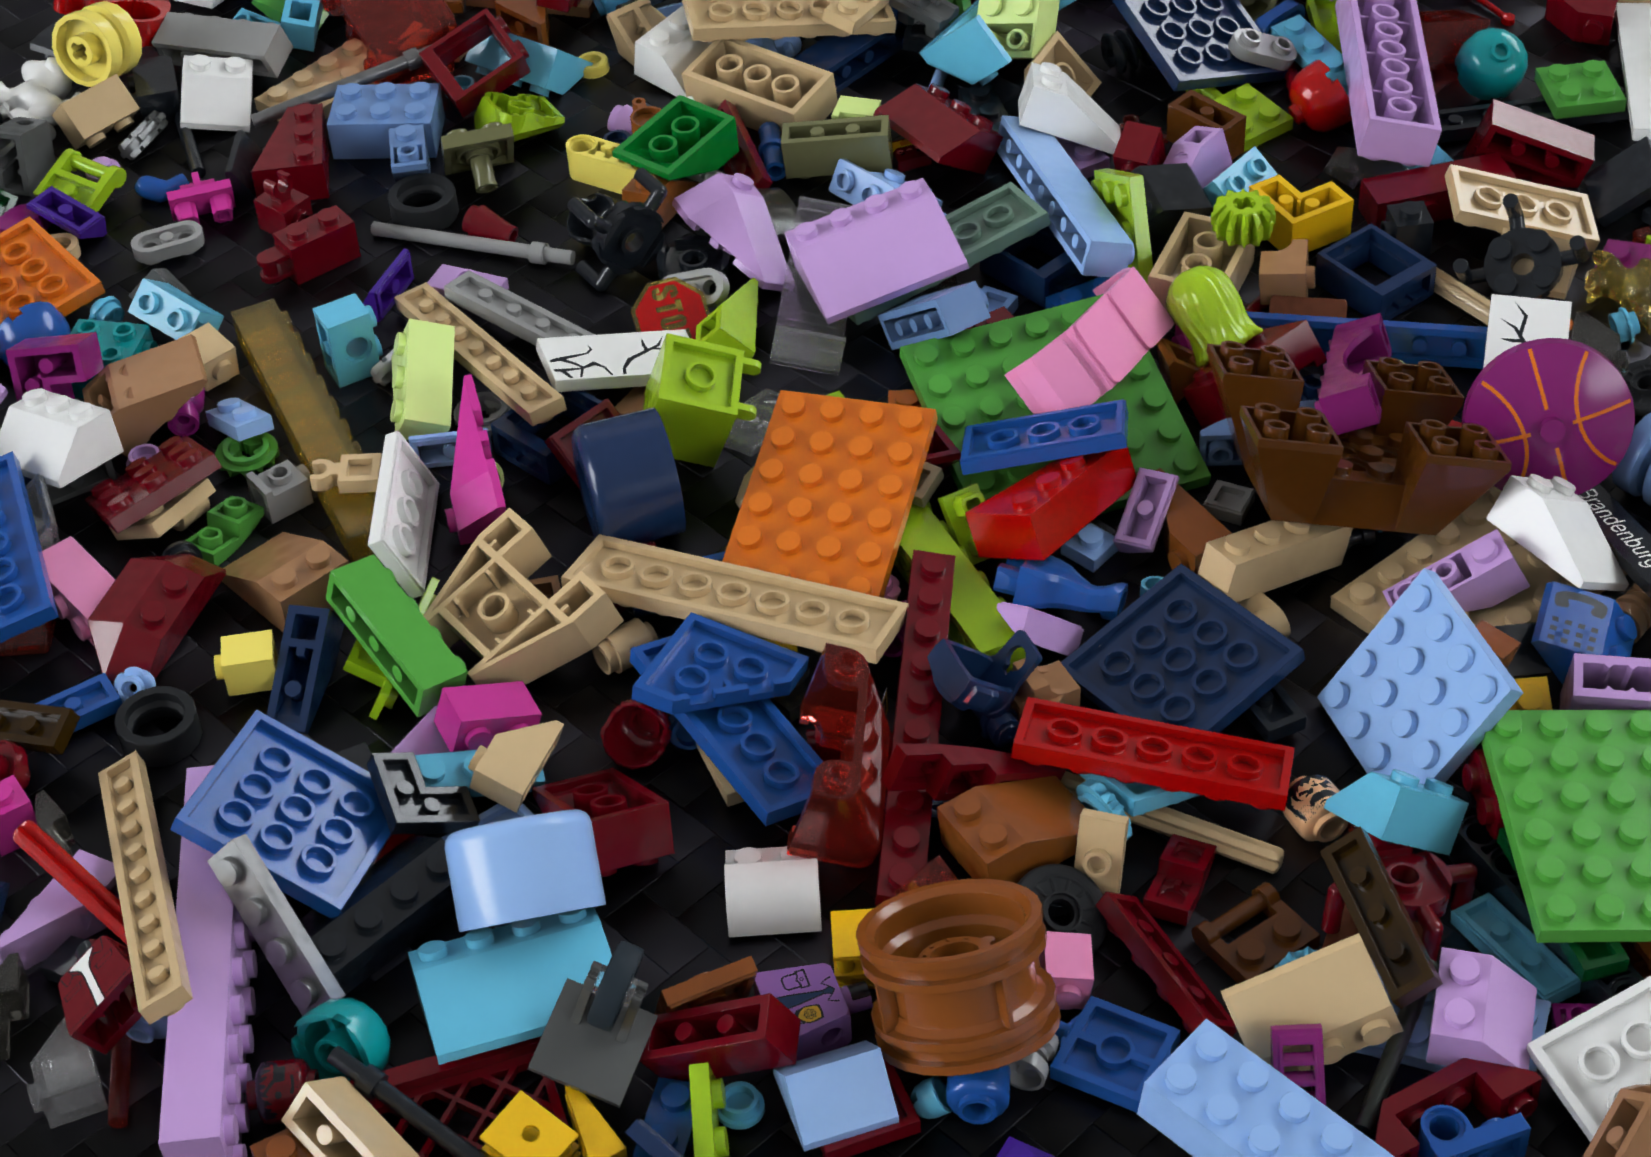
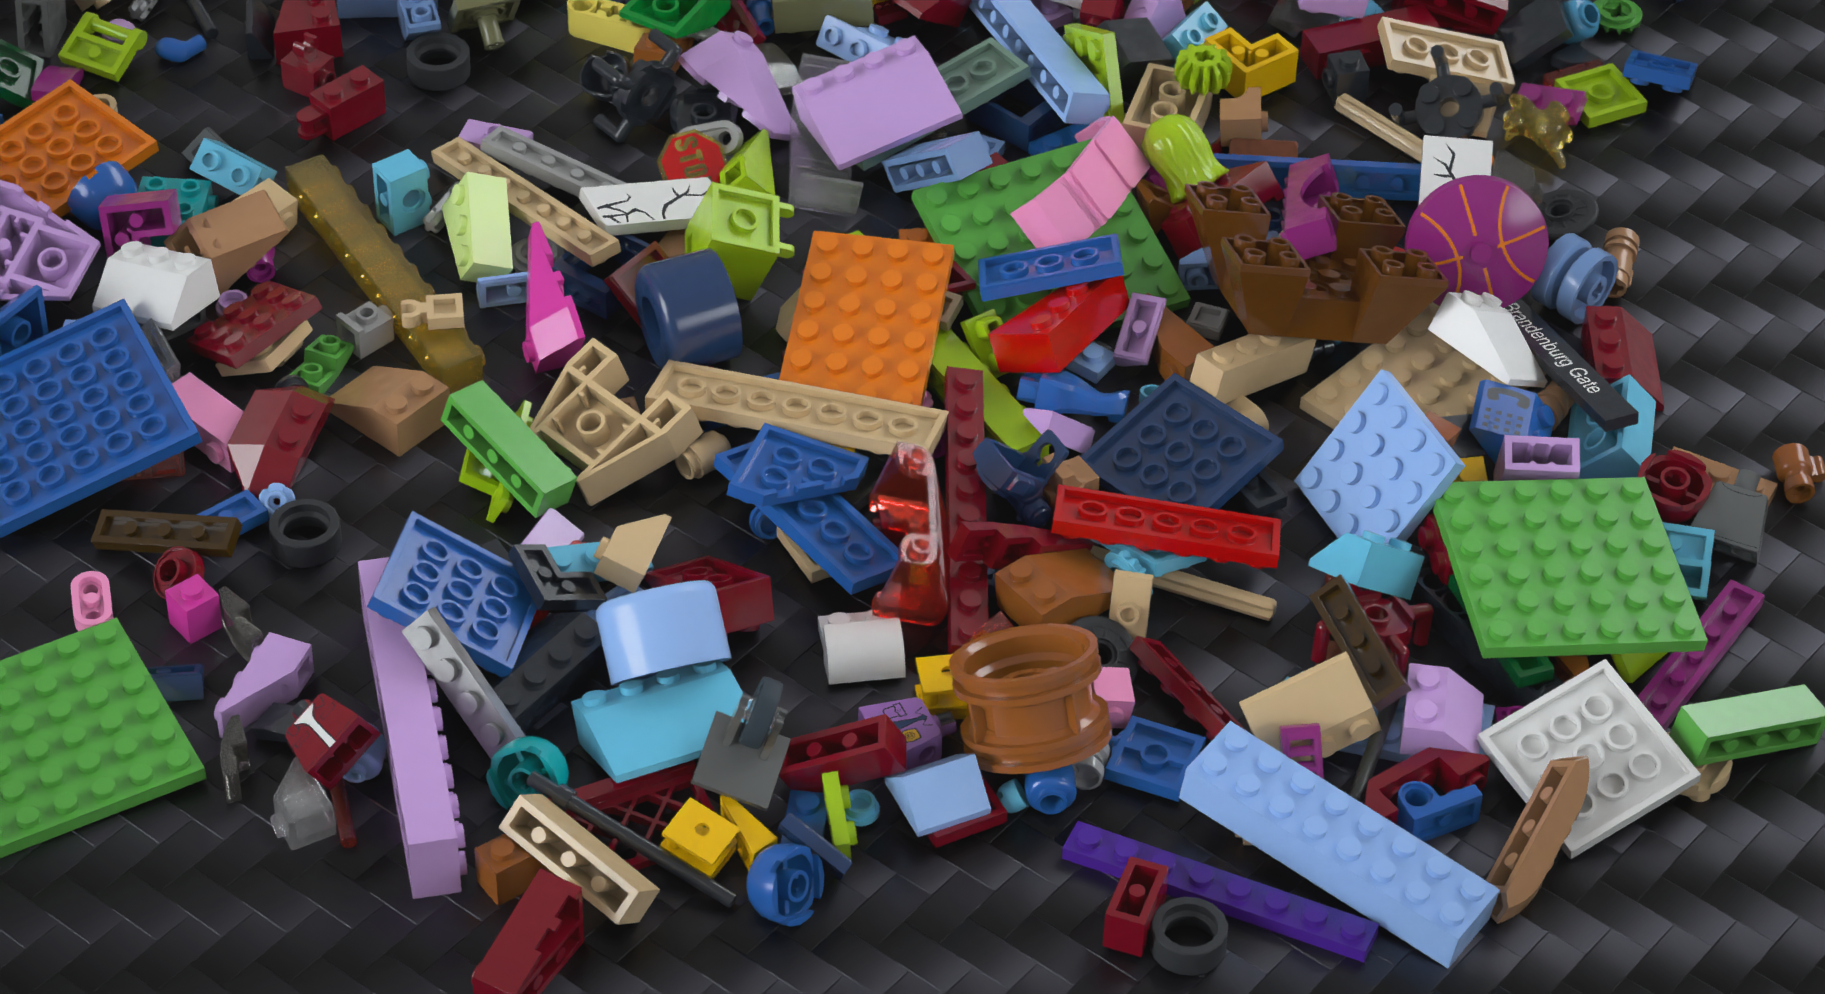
camera: 10 degrees left, 0 degrees up
(68, 214) = (101, 75): dark purple slope -> none
(71, 875) = (290, 662): red axle -> none
(107, 310) = (162, 167): medium azure plate -> none
(144, 890) = (342, 654): tan plate -> none
(167, 242) = (201, 101): light grey plate -> none
(201, 199) = (225, 58): dark pink hips -> none
(239, 419) = (313, 266): light blue plate -> none
(247, 662) = (375, 477): light yellow brick -> none
(261, 448) = (330, 287): bright green gear -> none
(277, 1087) = (485, 810): dark red head -> none
(304, 665) = (424, 473): dark blue slope -> none
(391, 284) = (426, 135): dark purple slope -> none
(404, 514) = (488, 340): white tile -> none
(477, 713) = (594, 513): dark pink brick -> none
(485, 223) = (504, 82): dark red cone -> none
(535, 252) = (554, 106): light grey bar -> none
(635, 734) = (727, 525): dark red hair -> none
(710, 987) = (828, 716): dark orange plate -> none
(749, 435) = (786, 270): clear slope -> none
(1179, 879) = (1193, 626): dark red slope -> none
(1262, 945) = (1262, 674): reddish brown plate -> none
(1307, 812) = (1294, 568): light nougat head -> none
(1410, 281) = (1352, 116): dark blue window -> none
(1475, 574) = (1424, 374): lavender slope -> none
(1501, 934) = (1446, 651): medium azure tile -> none
(1625, 324) = (1538, 159): medium azure plate -> none

